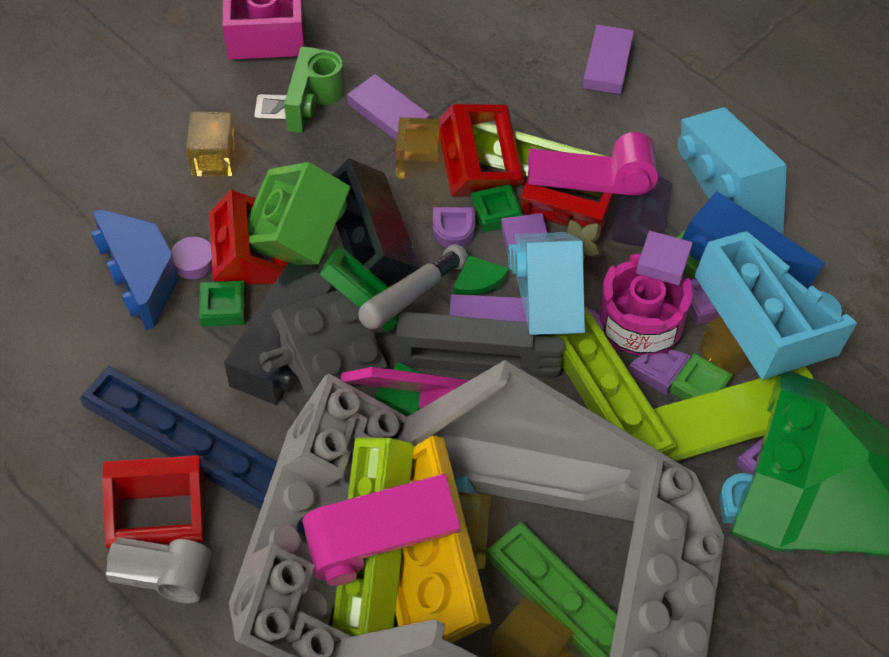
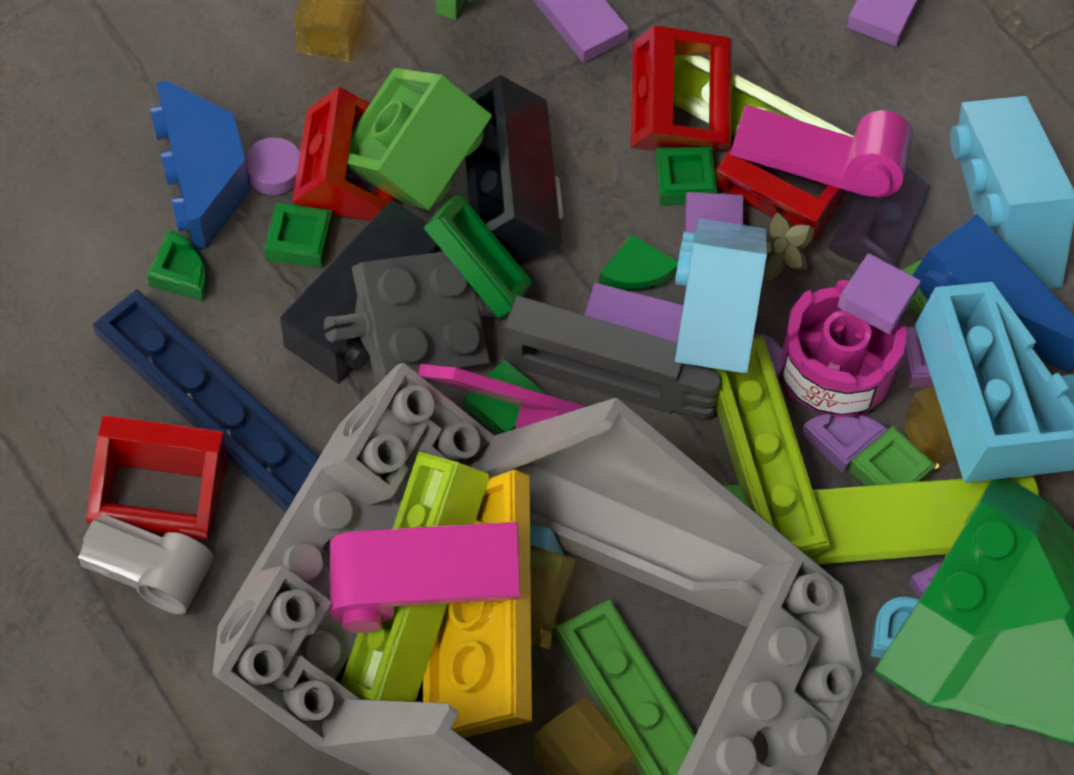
camera: 10 degrees right, 5 degrees up
(136, 344) = (178, 268): none -> green tile
(400, 295) = (525, 273): light grey piece -> none
(416, 141) = (599, 65): clear yellow panel -> none
(453, 225) = (622, 189): medium lavender tile -> none

